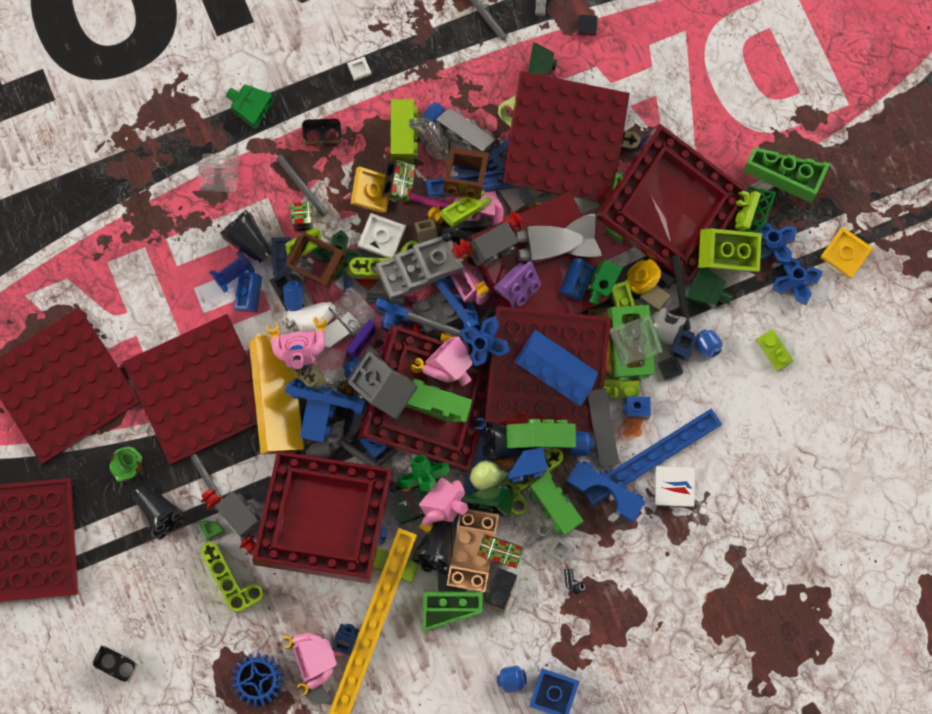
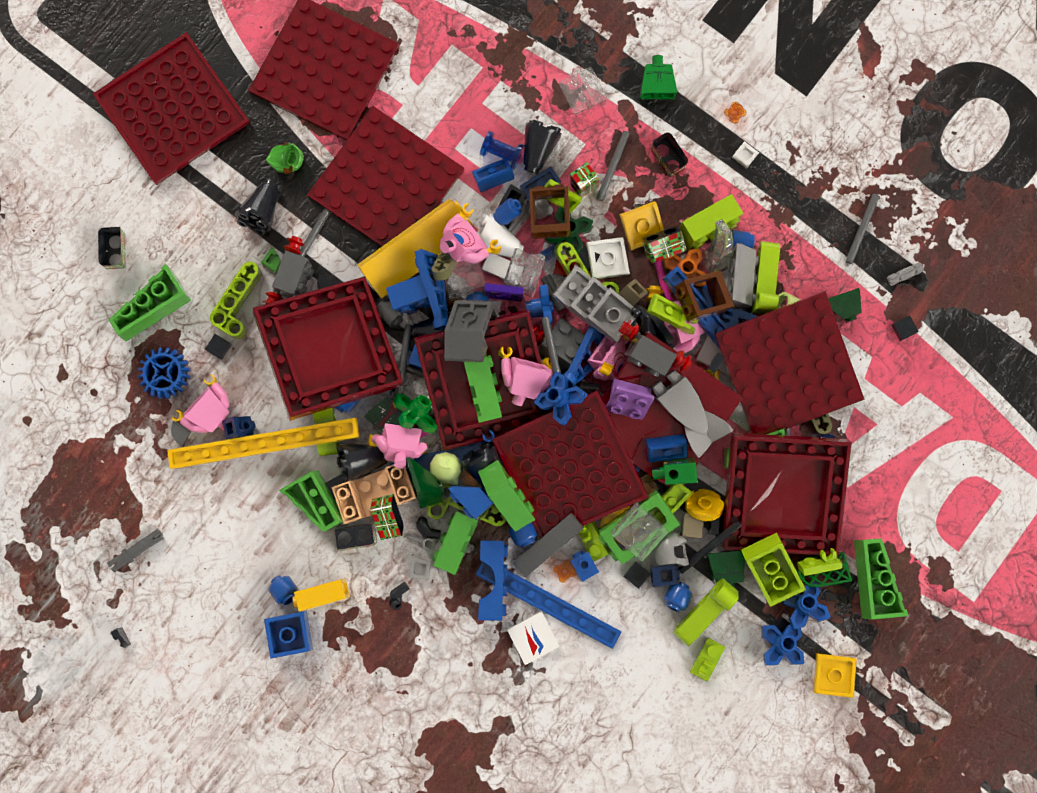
camera: 55 degrees right, 5 degrees up
(188, 656) = (151, 304): none -> bright green wedge
(260, 619) = (218, 346): none -> black tile
(312, 52) = (741, 112): none -> clear orange plate
(427, 169) = (690, 263): none -> orange plant
(474, 110) = (767, 273): none -> lime beam
(529, 526) = (425, 530): none -> black arm
(536, 645) = (321, 594): none -> yellow window
(556, 368) = (574, 475): blue slope -> none
(733, 326) = (720, 597): none -> lime beam

